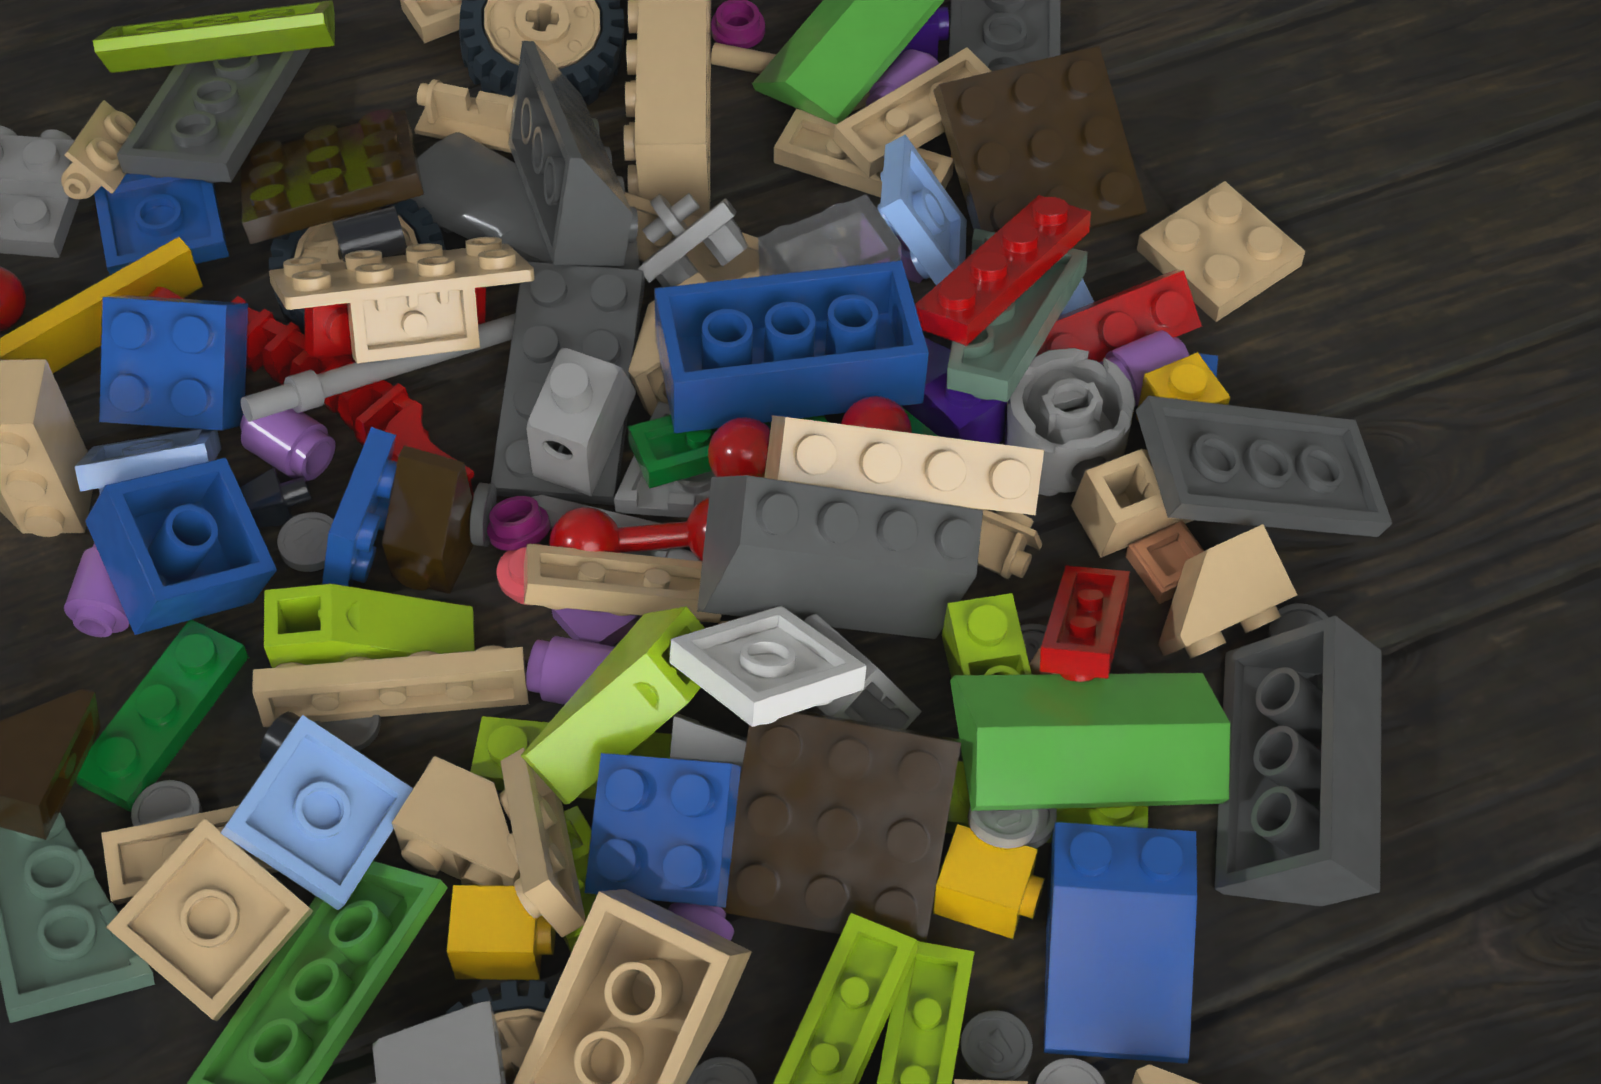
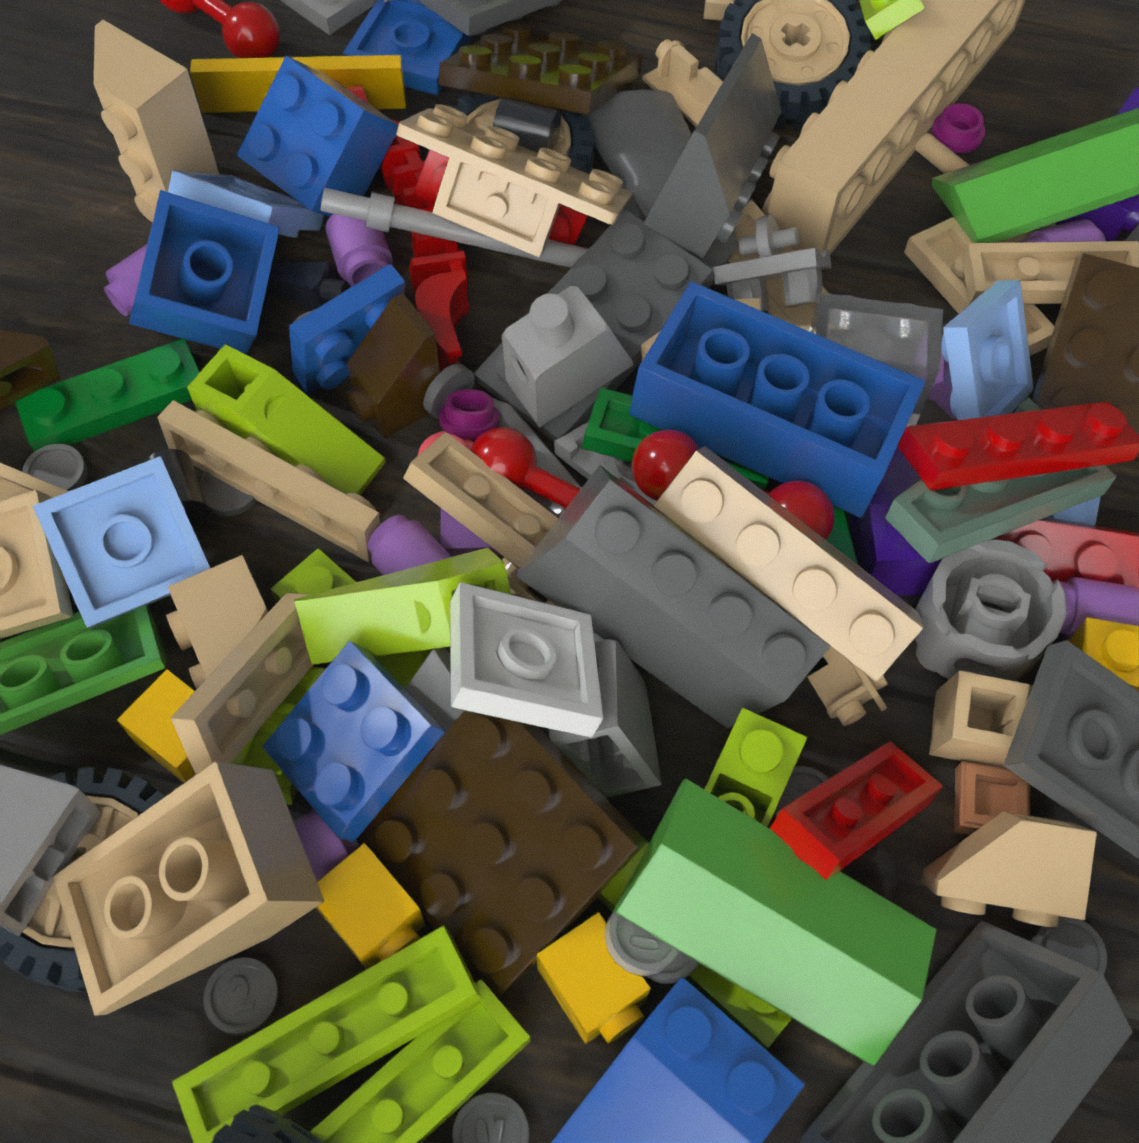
camera: 35 degrees right, 5 degrees up
(784, 953) = (369, 908): none -> yellow brick

